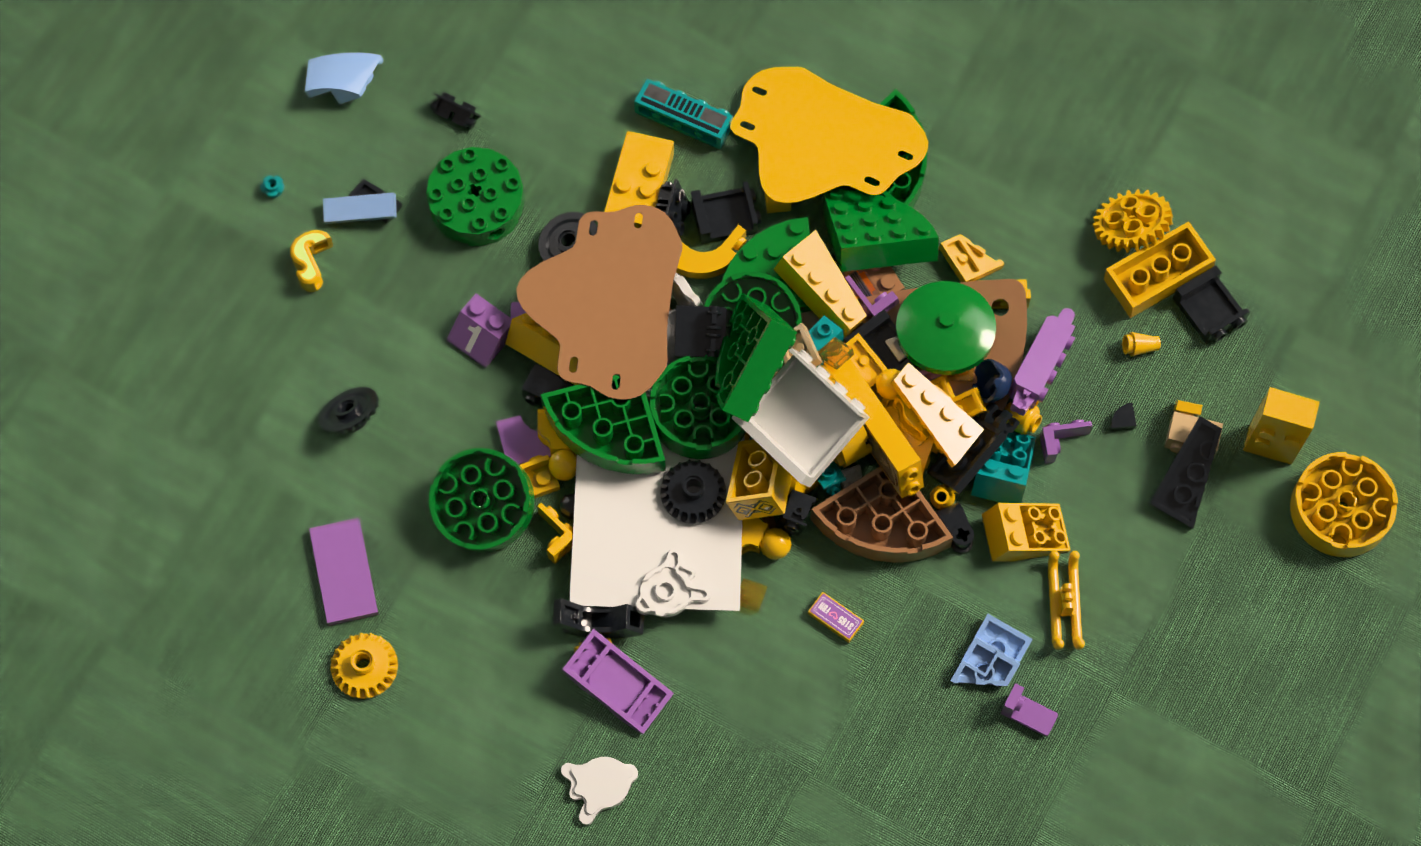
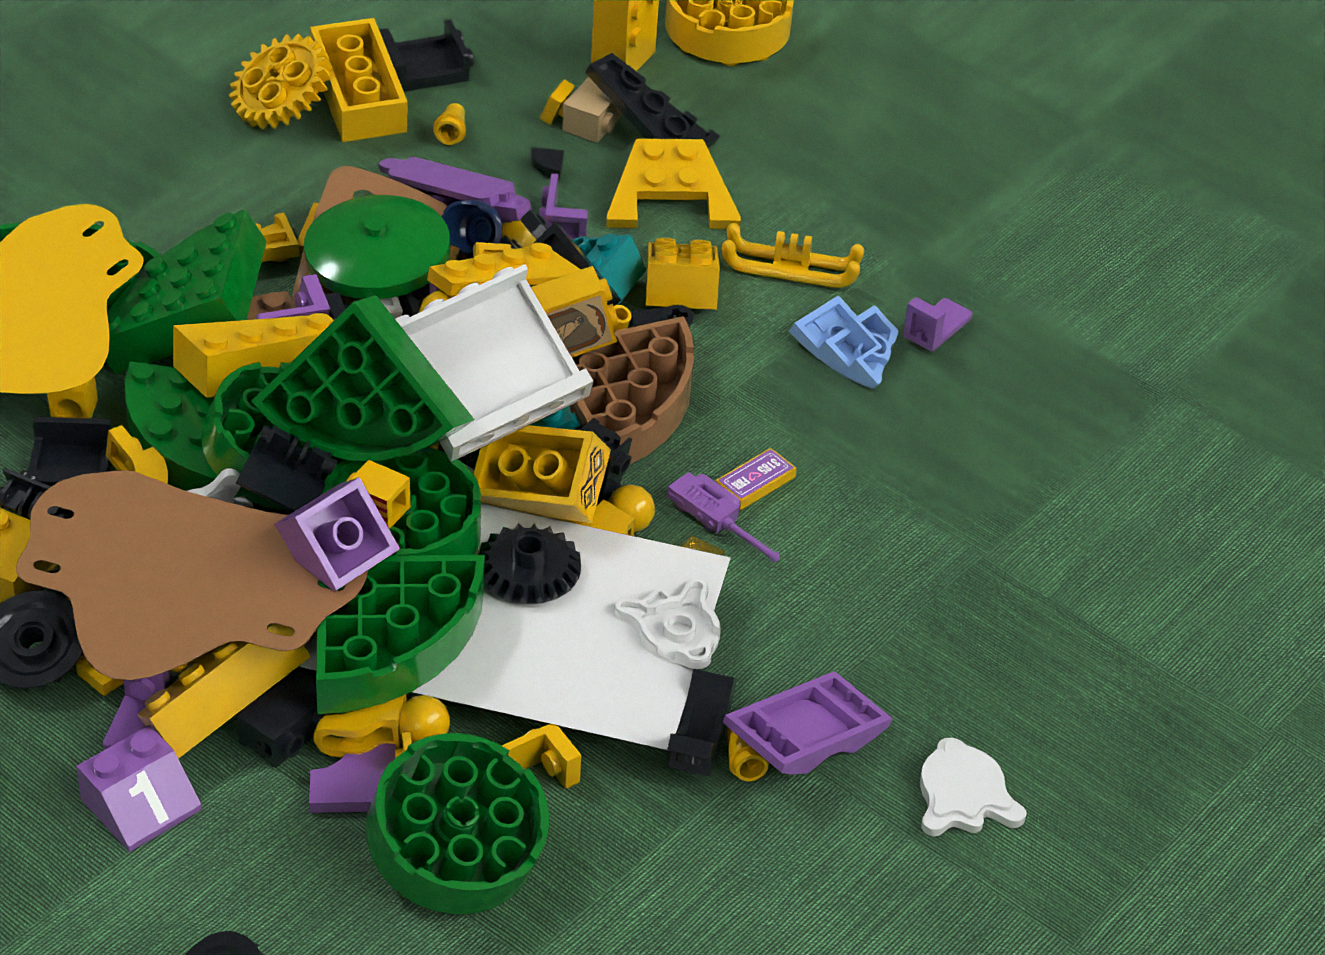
camera: 80 degrees left, 25 degrees down
(567, 506) = (493, 729): black tile -> none
(644, 372) = (338, 534): none -> medium lavender slope
(687, 386) = (387, 489): none -> yellow brick
(792, 598) = (712, 506): none -> medium lavender piece
(1130, 502) = (671, 172): none -> yellow wing

